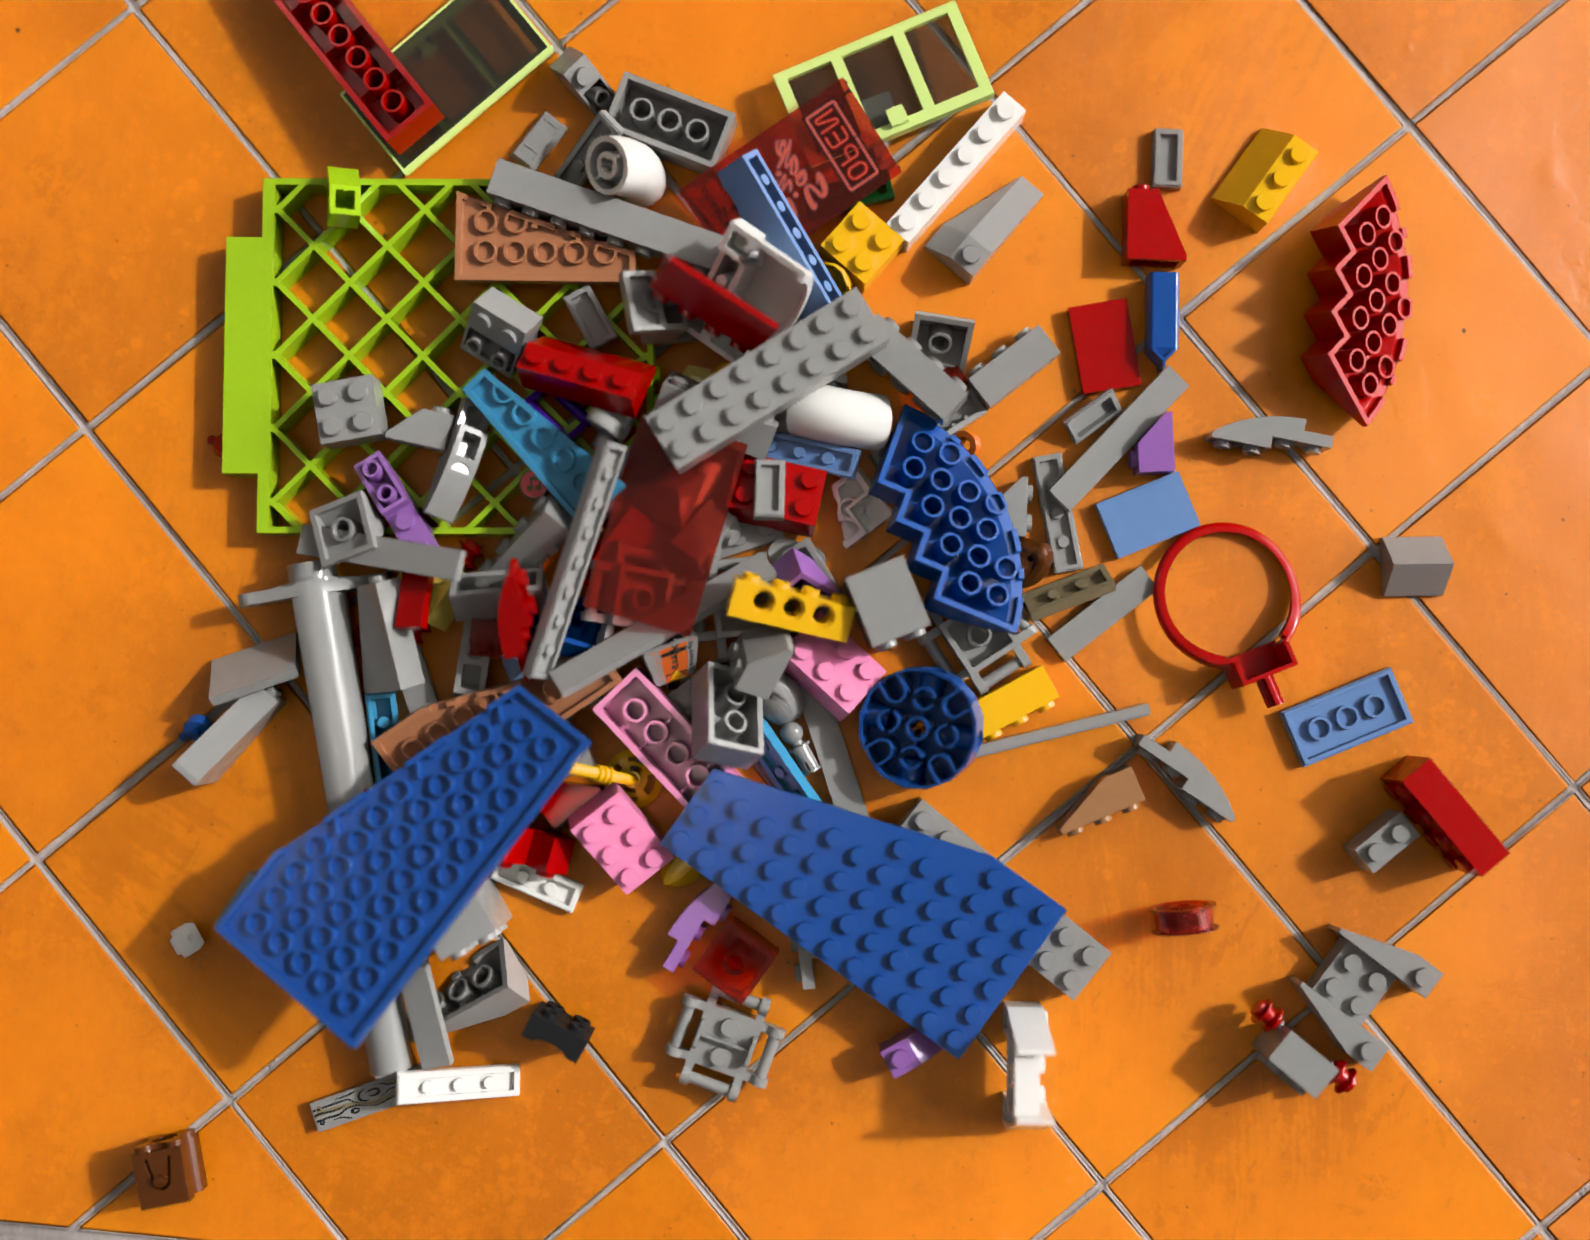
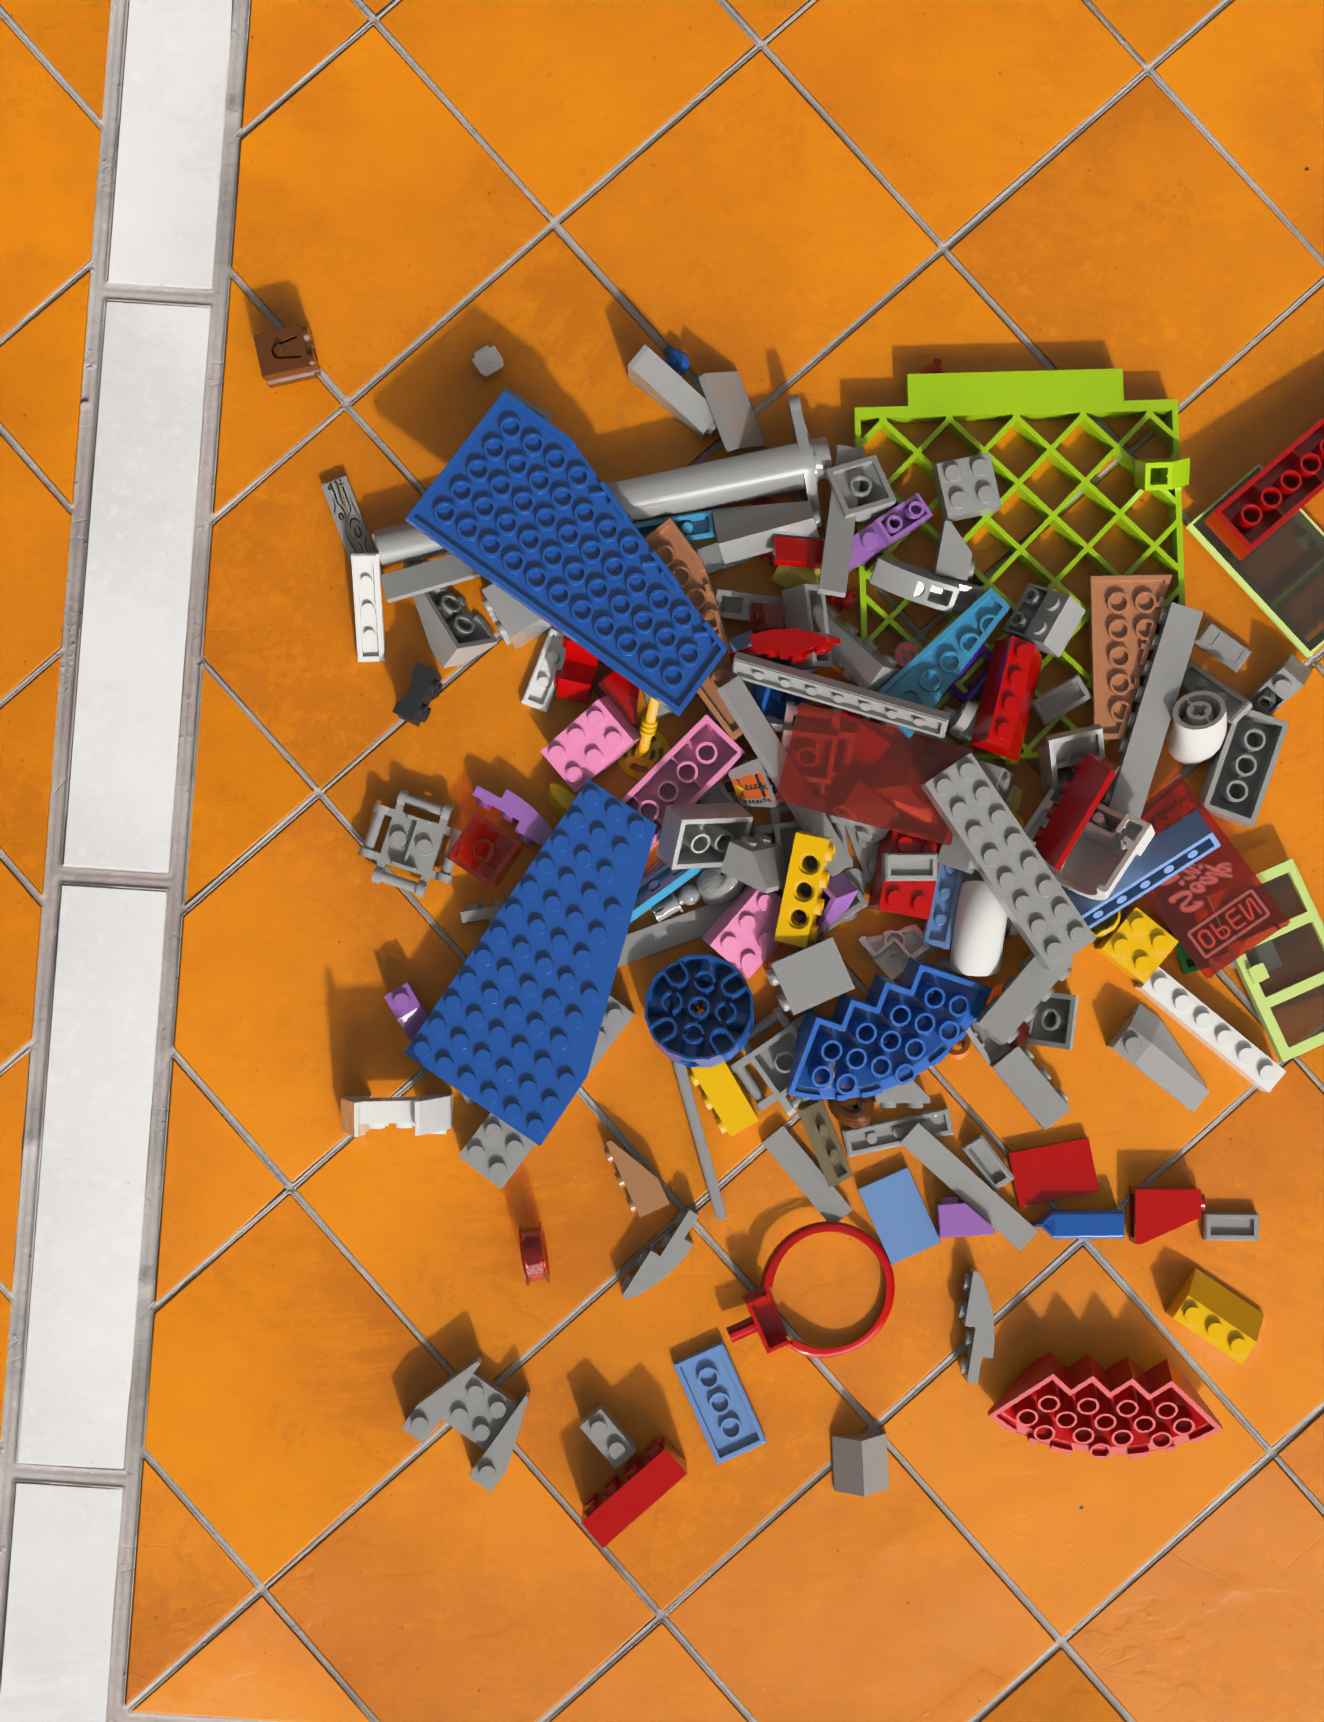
camera: 85 degrees right, 0 degrees up
(1294, 1058) = (410, 1359): light grey brick -> none

